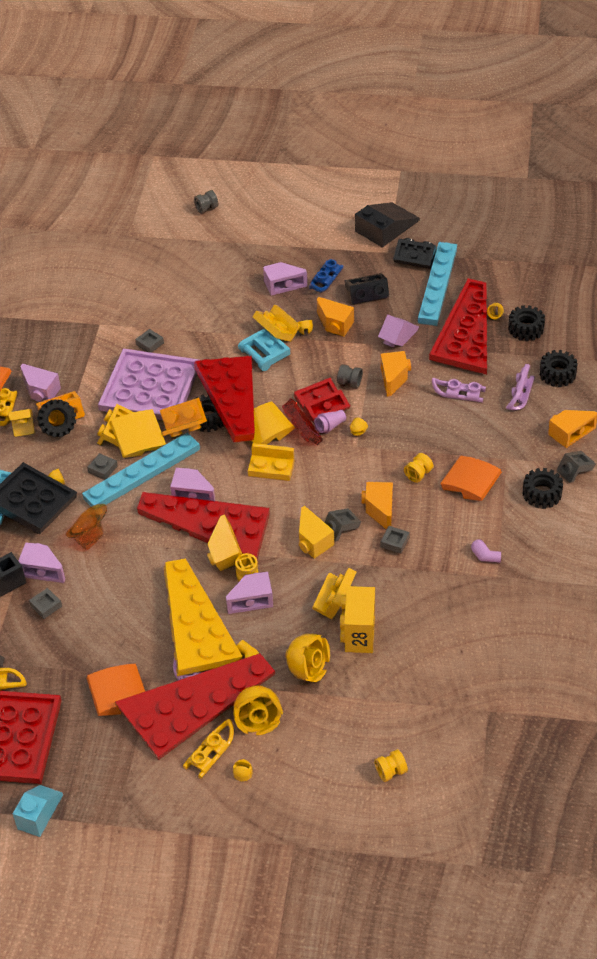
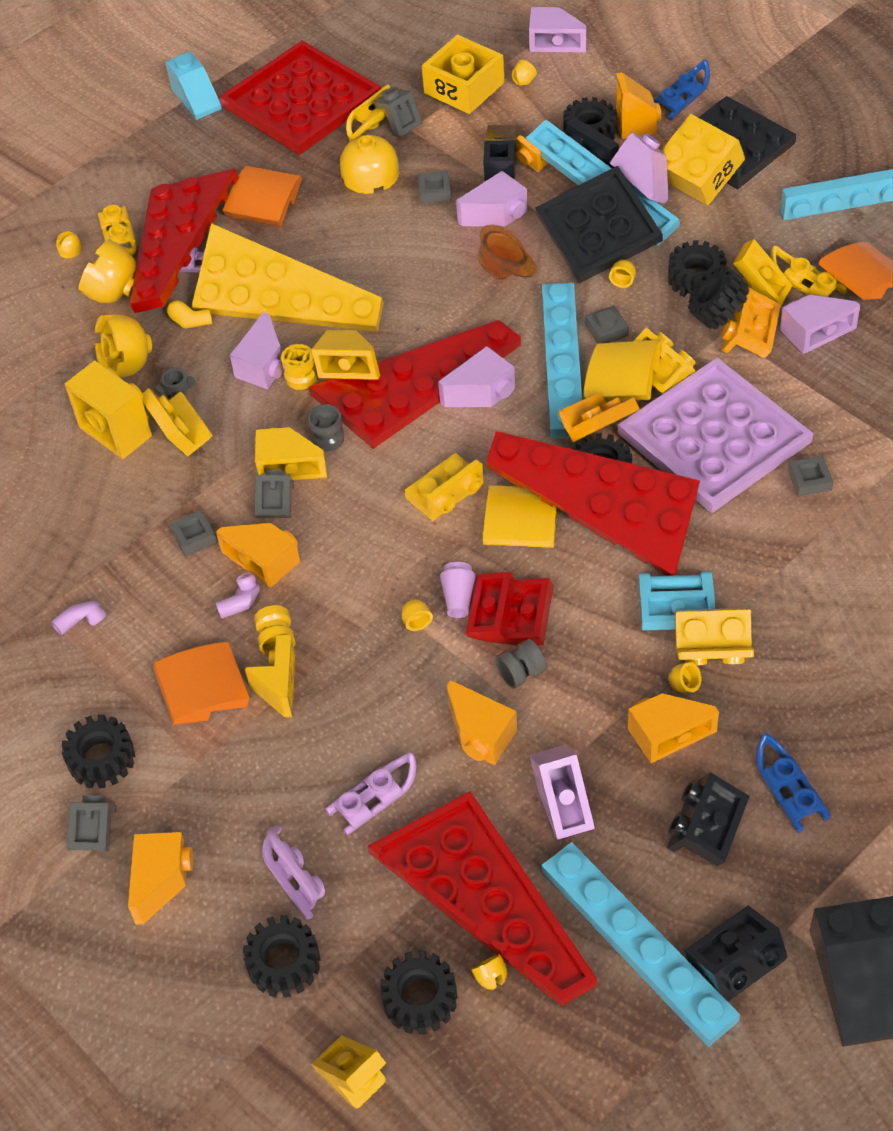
camera: 130 degrees right, 5 degrees up
(28, 440) = (693, 257): none -> black tyre
(47, 651) = (369, 164): none -> yellow cylinder
(279, 529) = (326, 427): none -> dark grey wheel
(284, 278) = (825, 711): lavender slope -> none
(302, 422) = (483, 552): clear red hinge -> none
(305, 617) = (174, 381): none -> dark grey plate
(411, 496) = (243, 597): none -> lavender arm
(441, 448) = (276, 681): none -> yellow slope
(576, 319) = (351, 1070): none -> yellow slope

